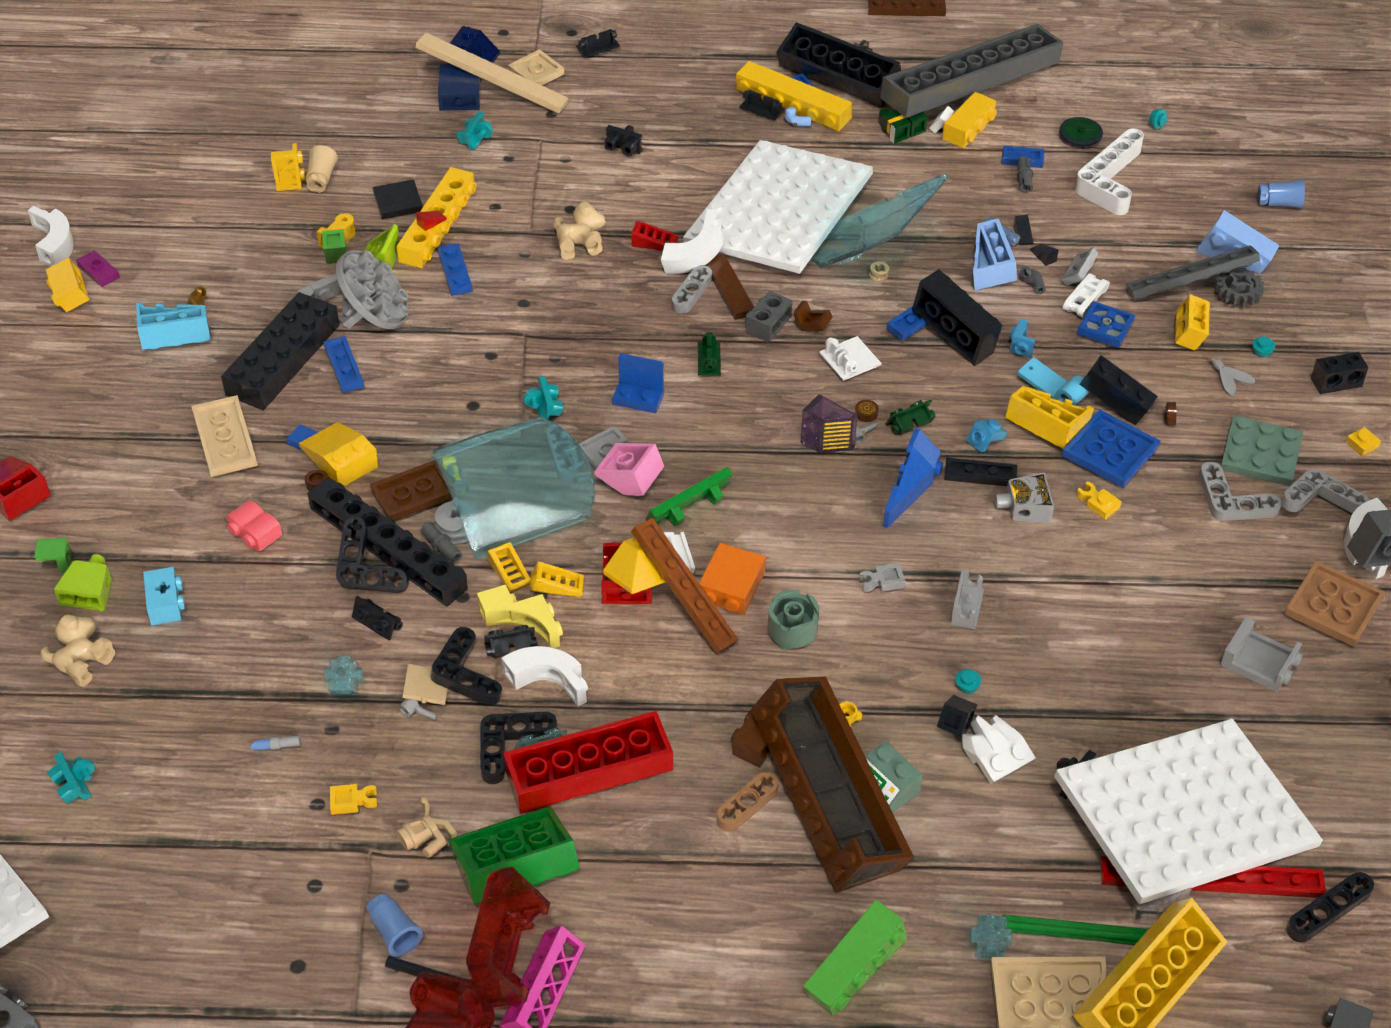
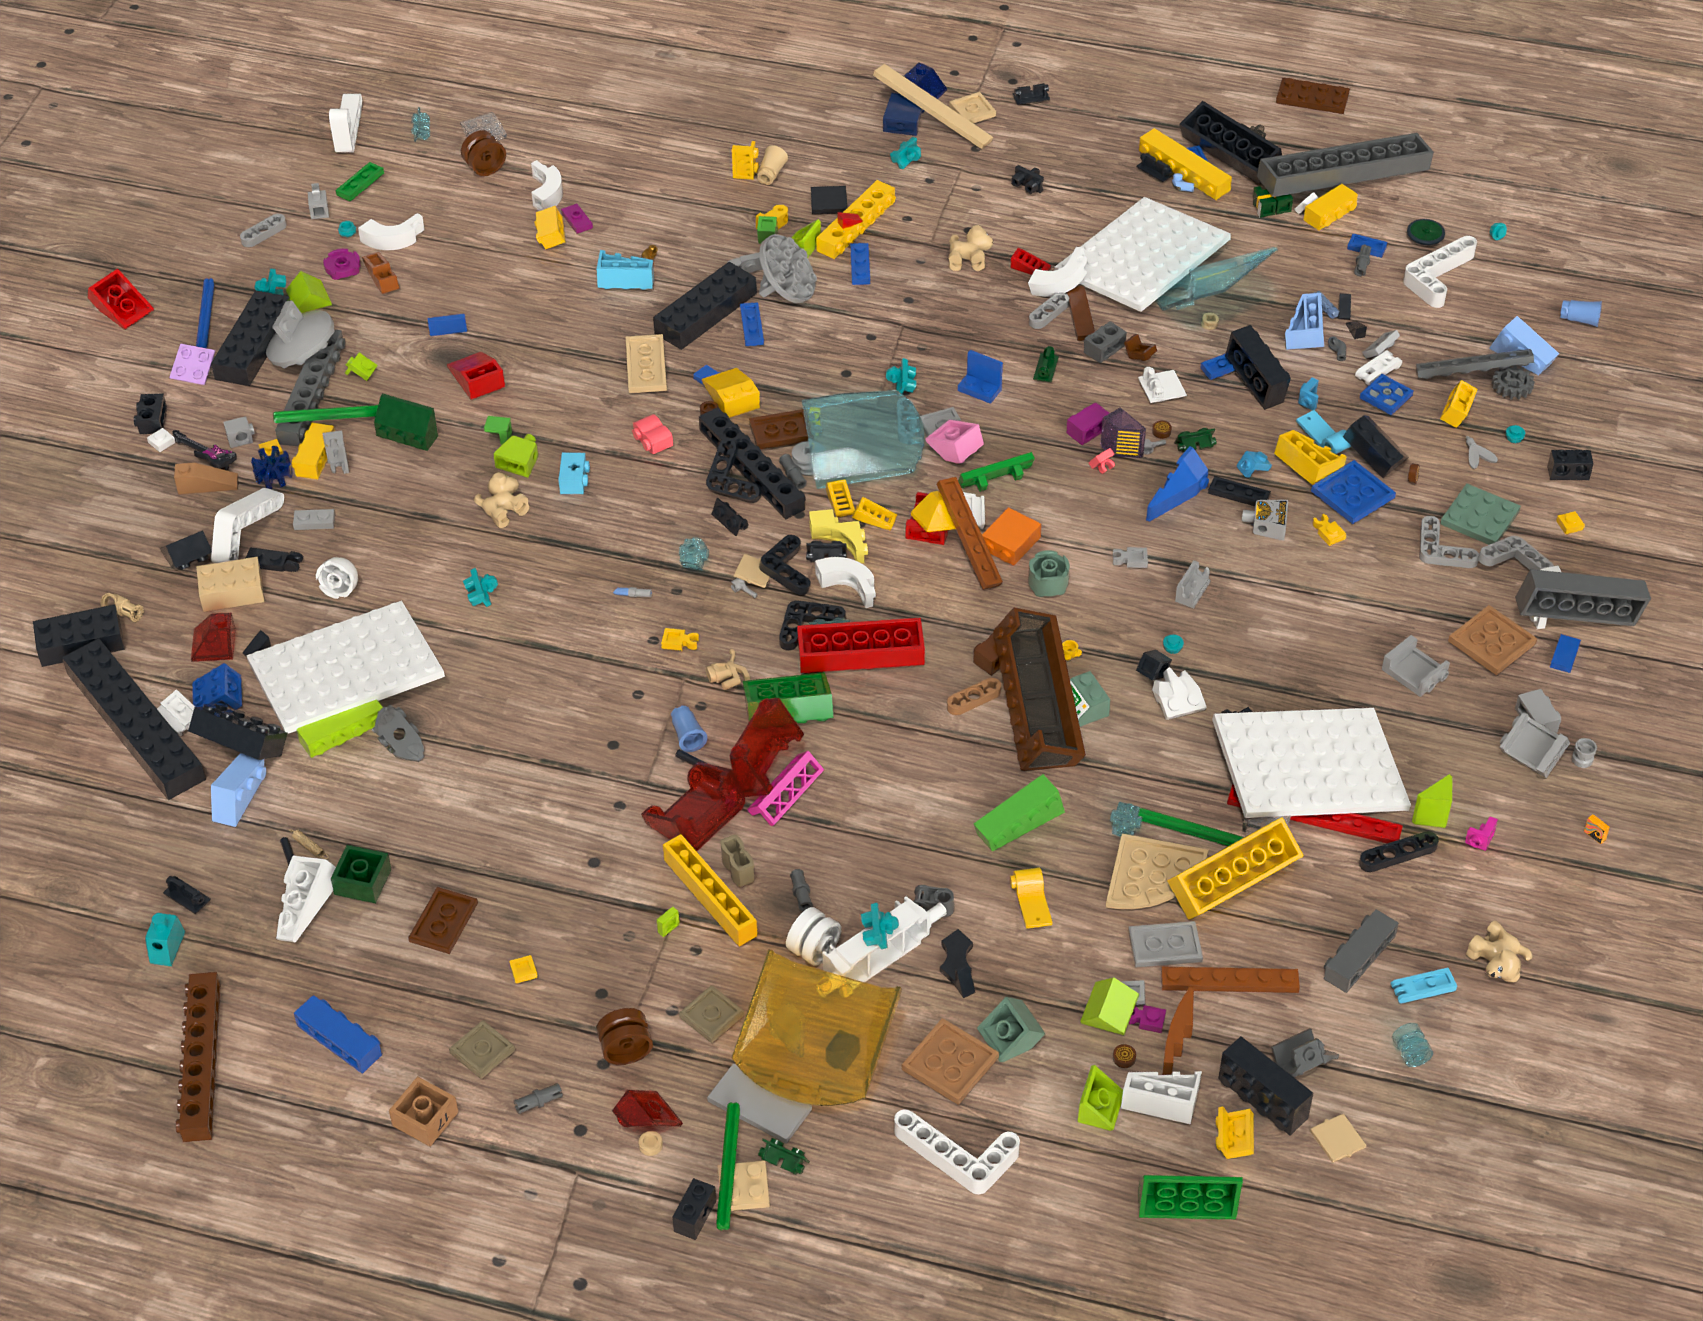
camera: 15 degrees right, 0 degrees up
(780, 418) = (1086, 424): none -> magenta brick
(810, 461) = (1102, 459): none -> coral tile
(1359, 835) = (1434, 804): none -> lime slope

